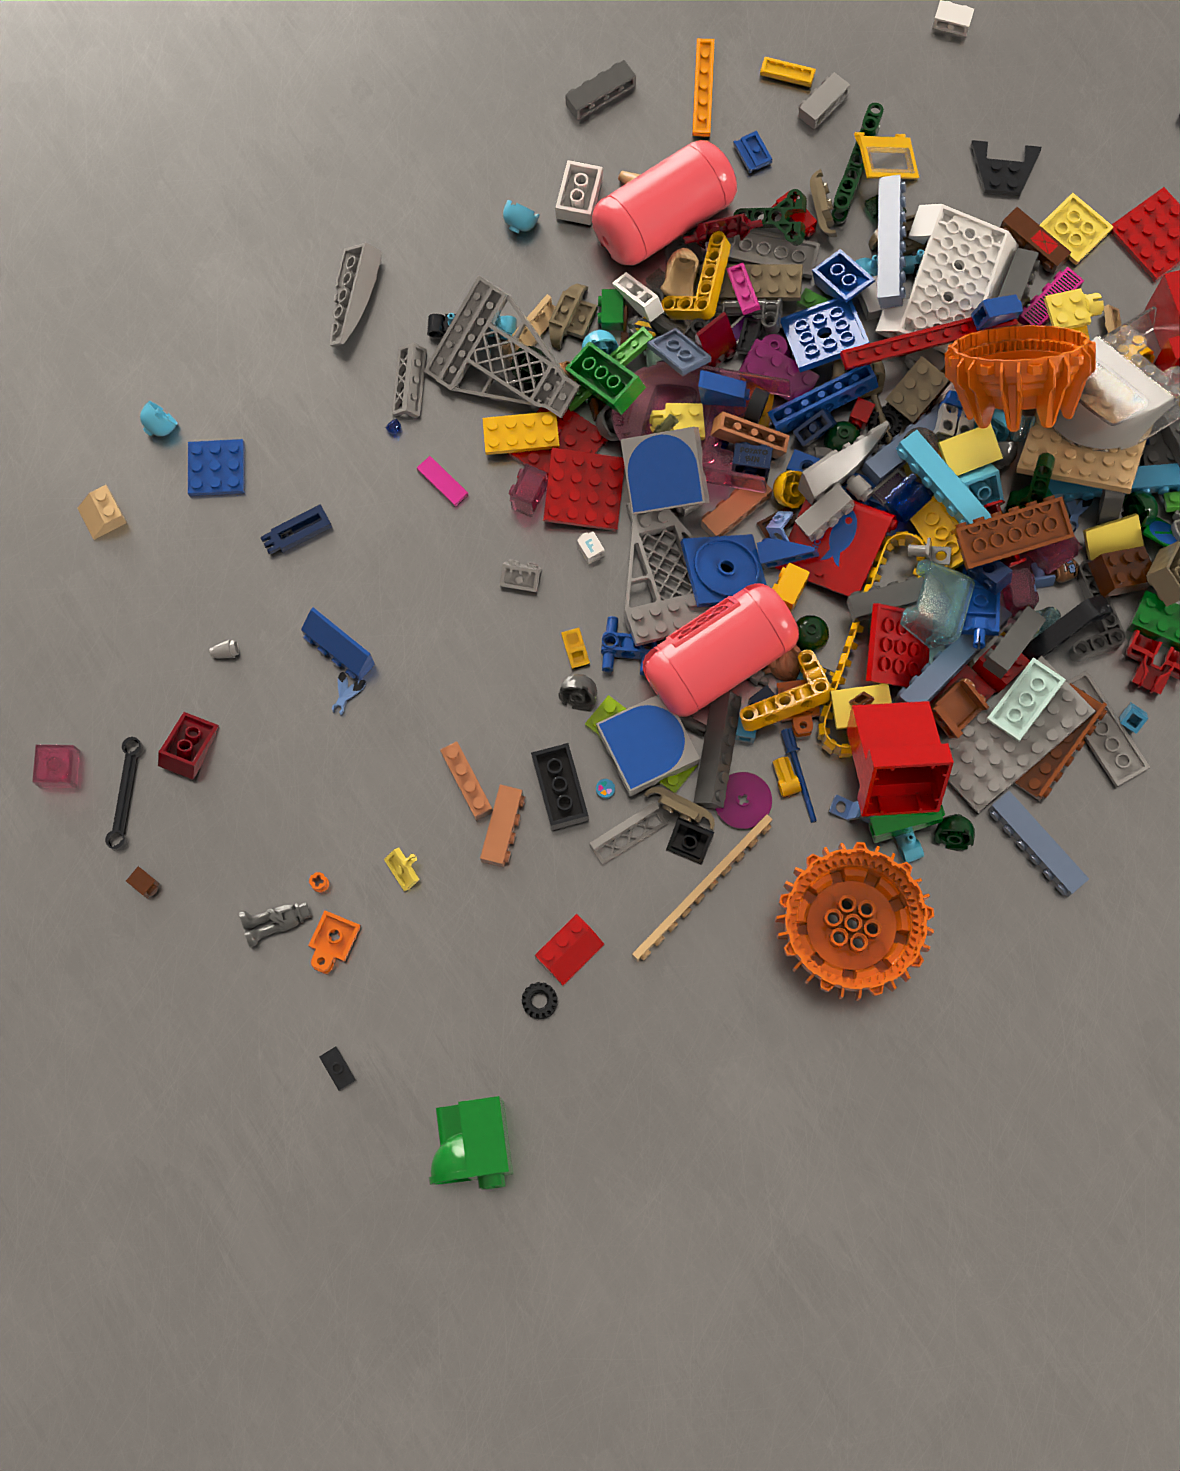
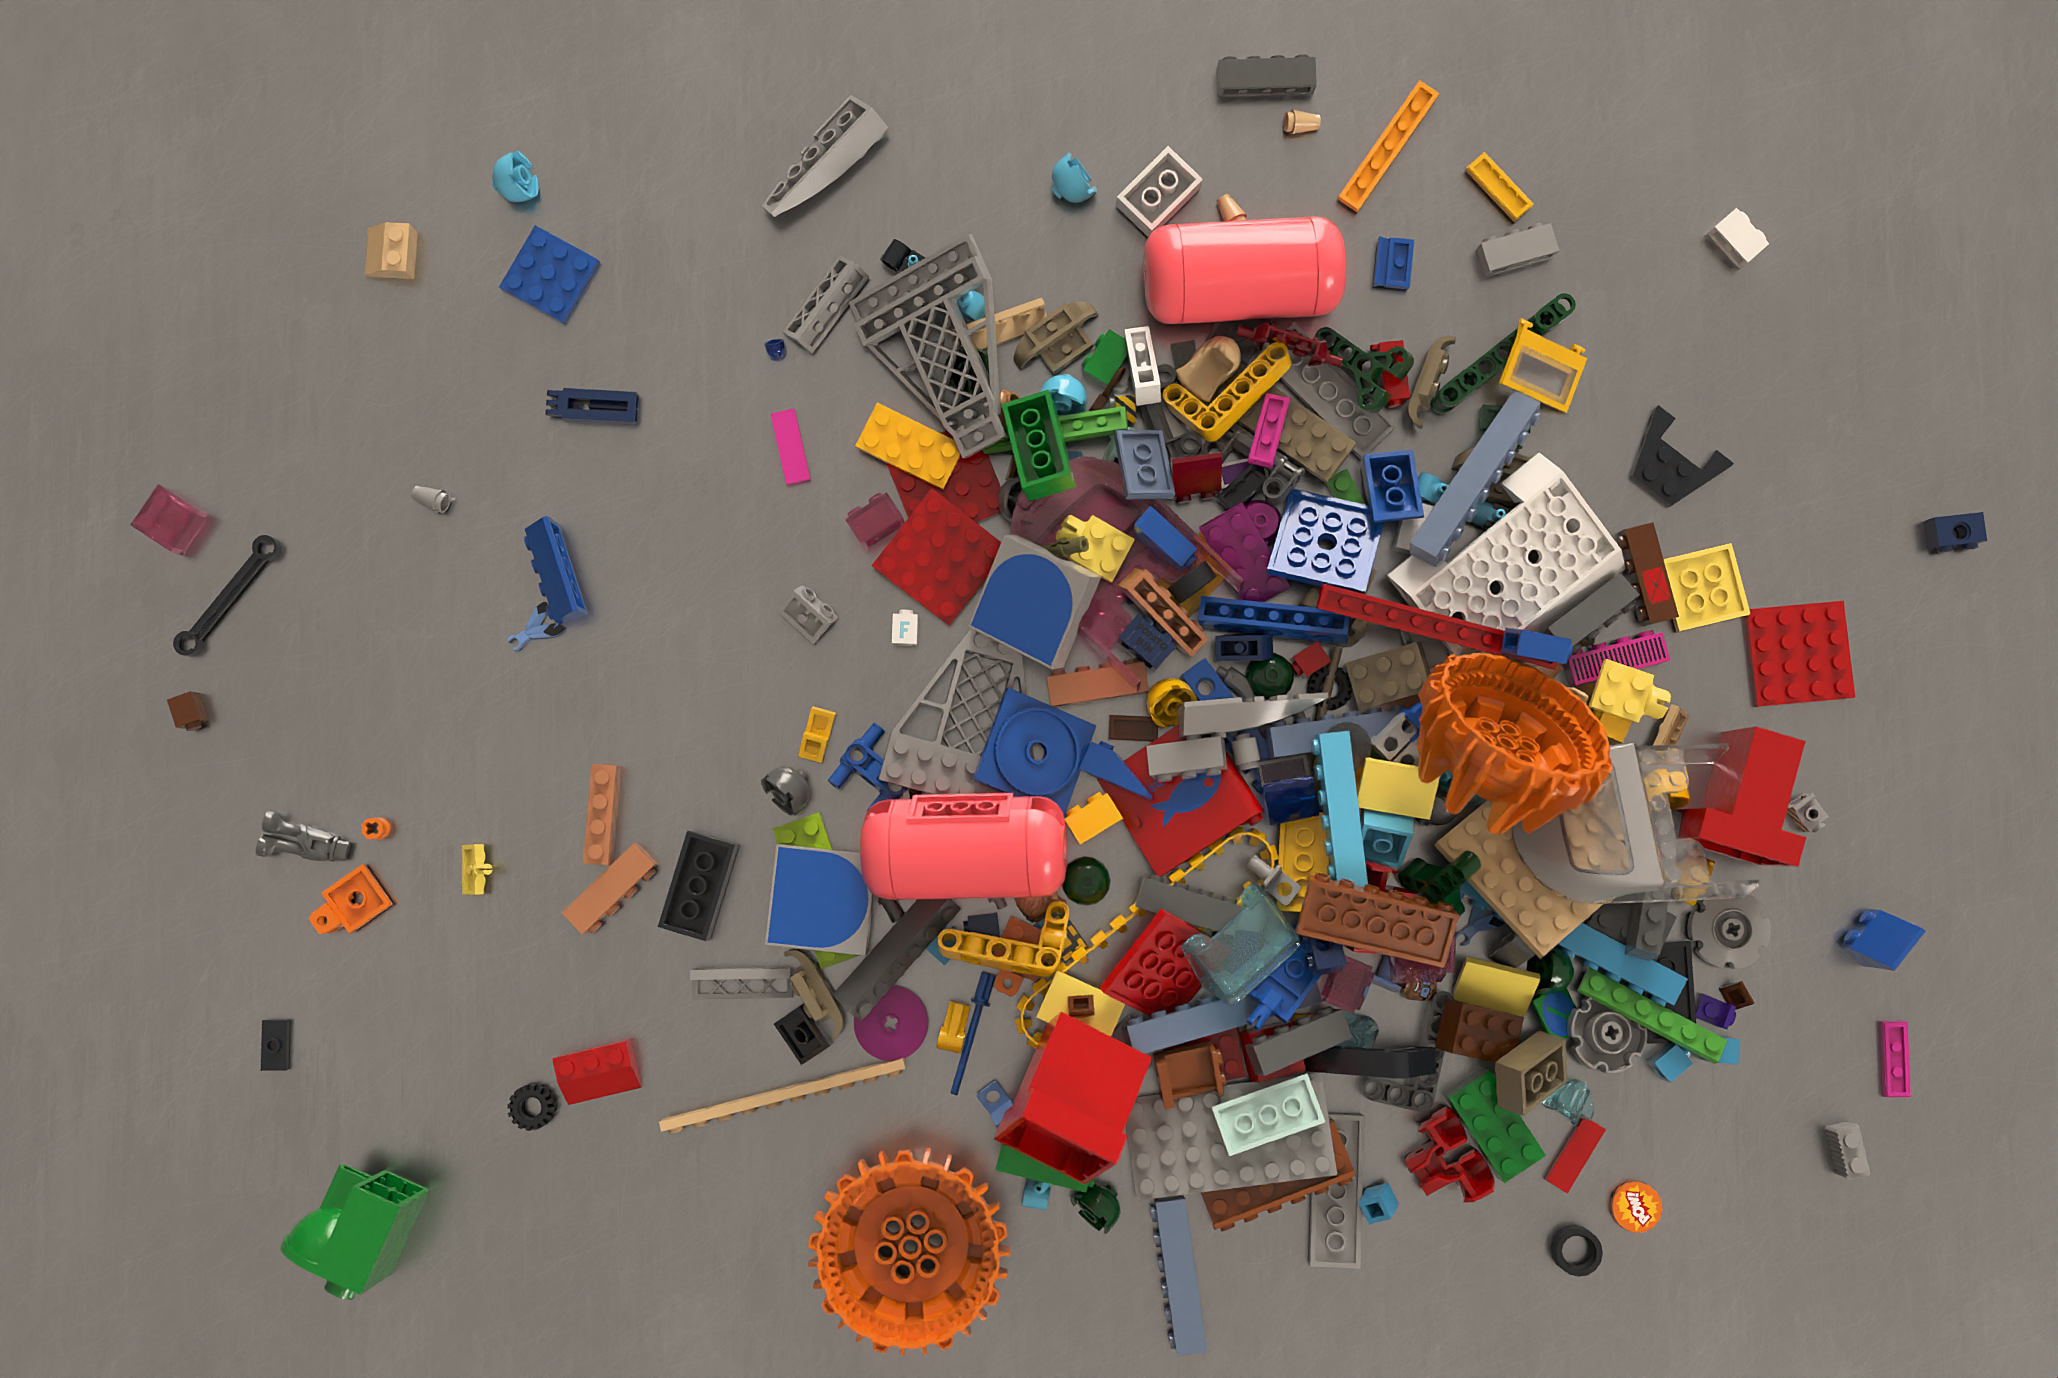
camera: 25 degrees right, 10 degrees up
(187, 745) = (326, 583): dark red slope -> none
(605, 788) = (749, 915): dark azure tile -> none
(639, 104) = (1299, 121): none -> tan cone
(778, 523) = (1129, 734): light blue bracket -> none

